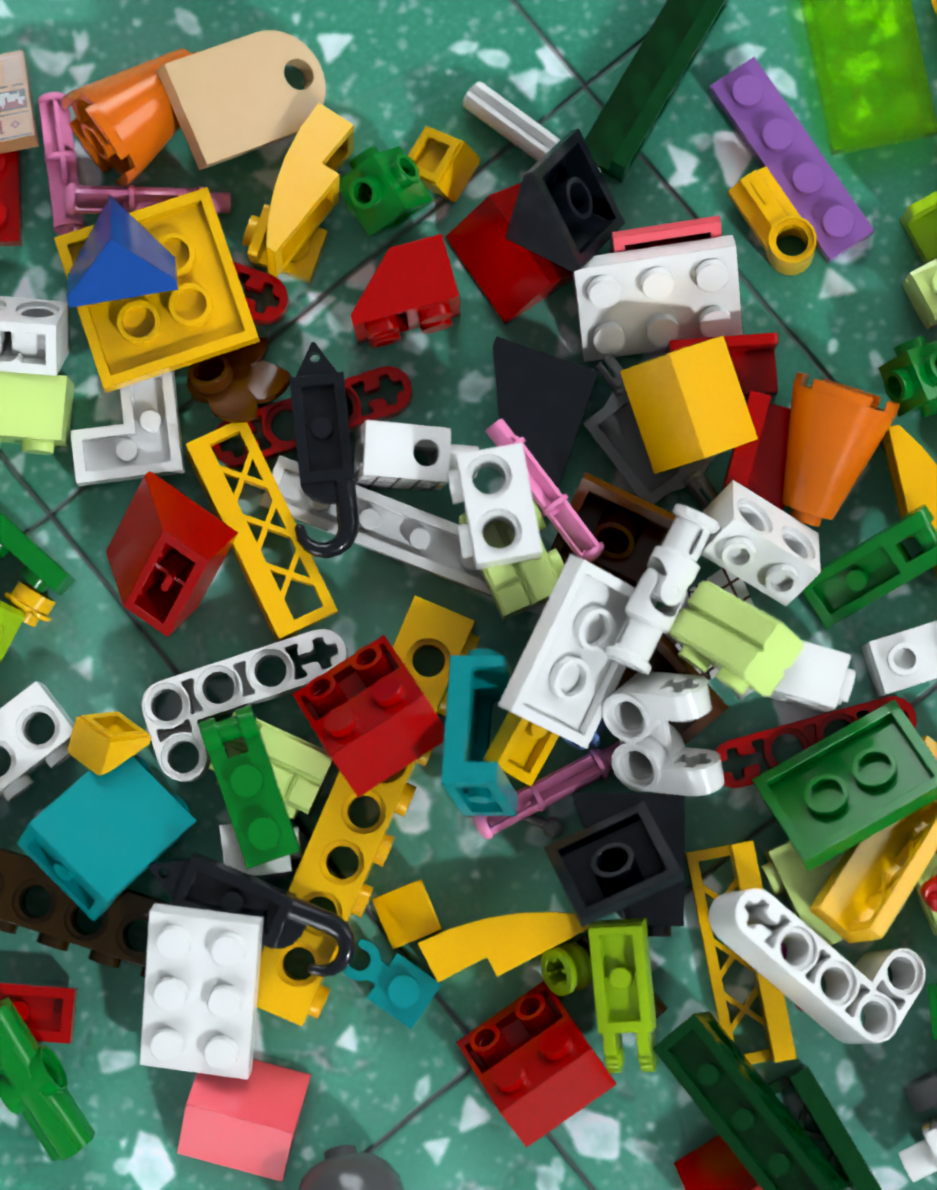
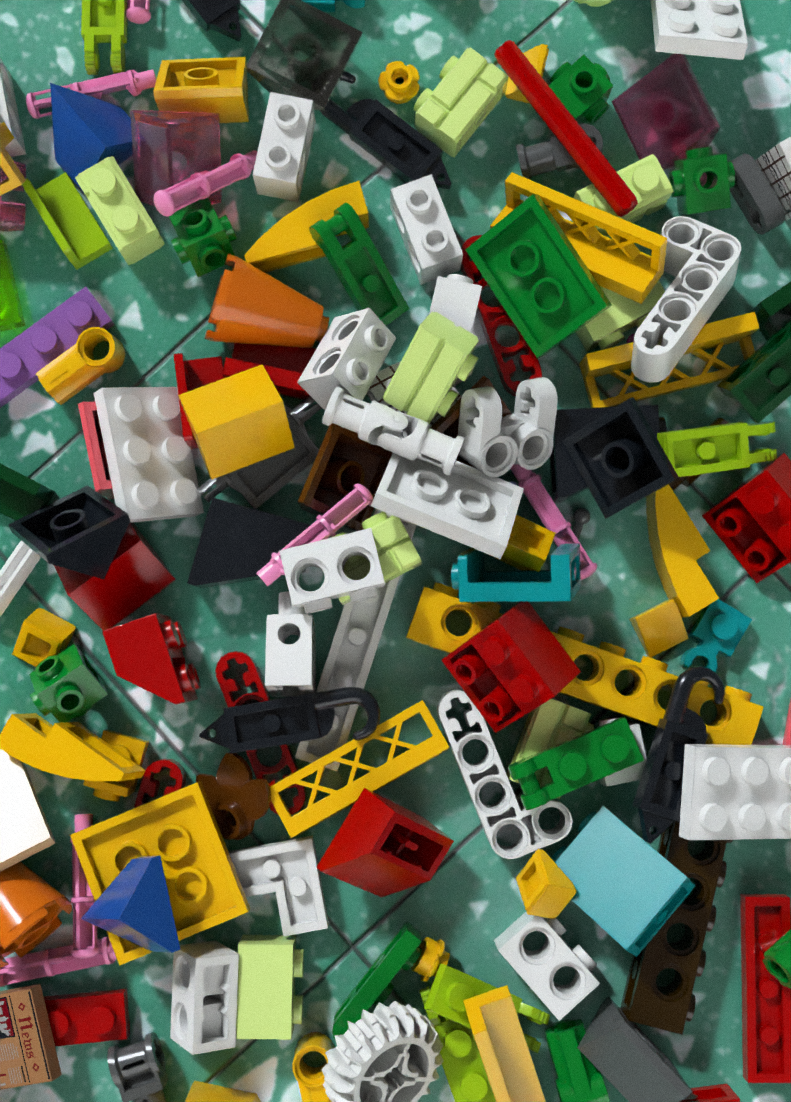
camera: 105 degrees left, 0 degrees up
(566, 968) = (696, 496): lime bush -> none

